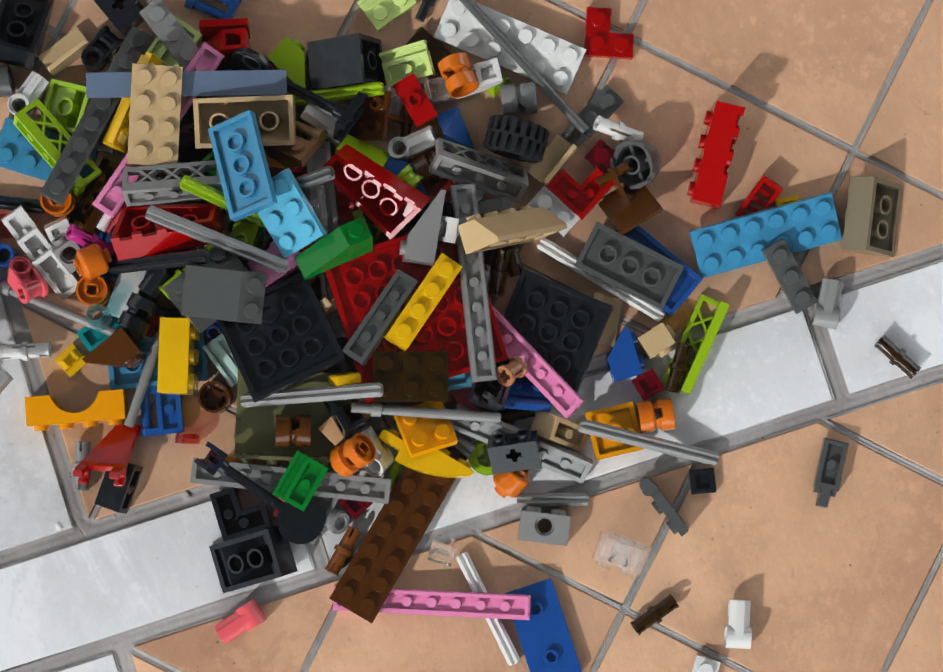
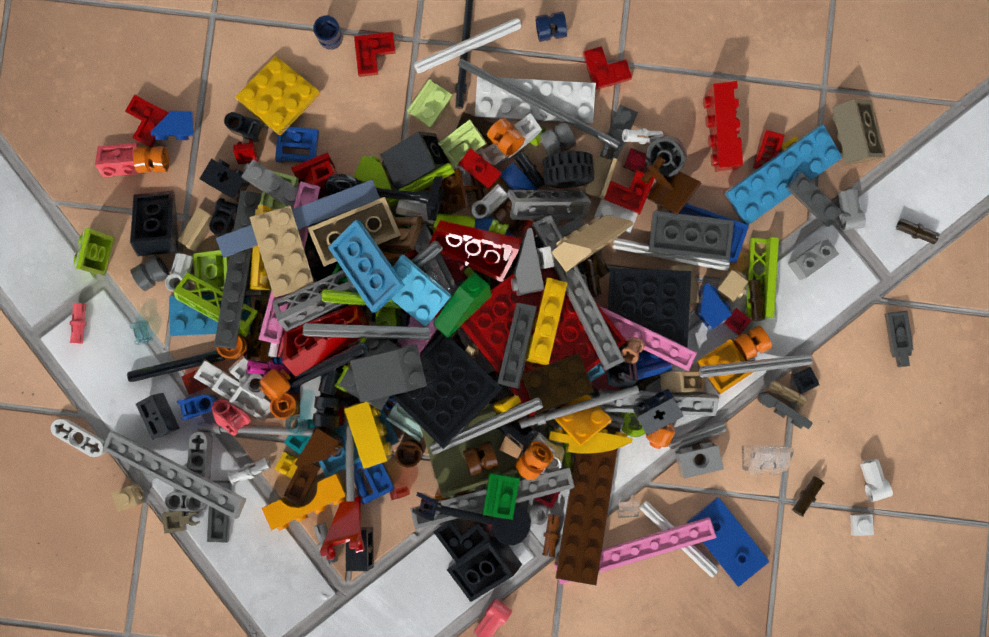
camera: 20 degrees left, 0 degrees up
(81, 385) = (302, 482): none -> reddish brown plate
(473, 121) = (529, 169): none -> black axle
(676, 489) = (788, 394): none -> tan axle
(762, 344) = (813, 259): none -> light grey brick

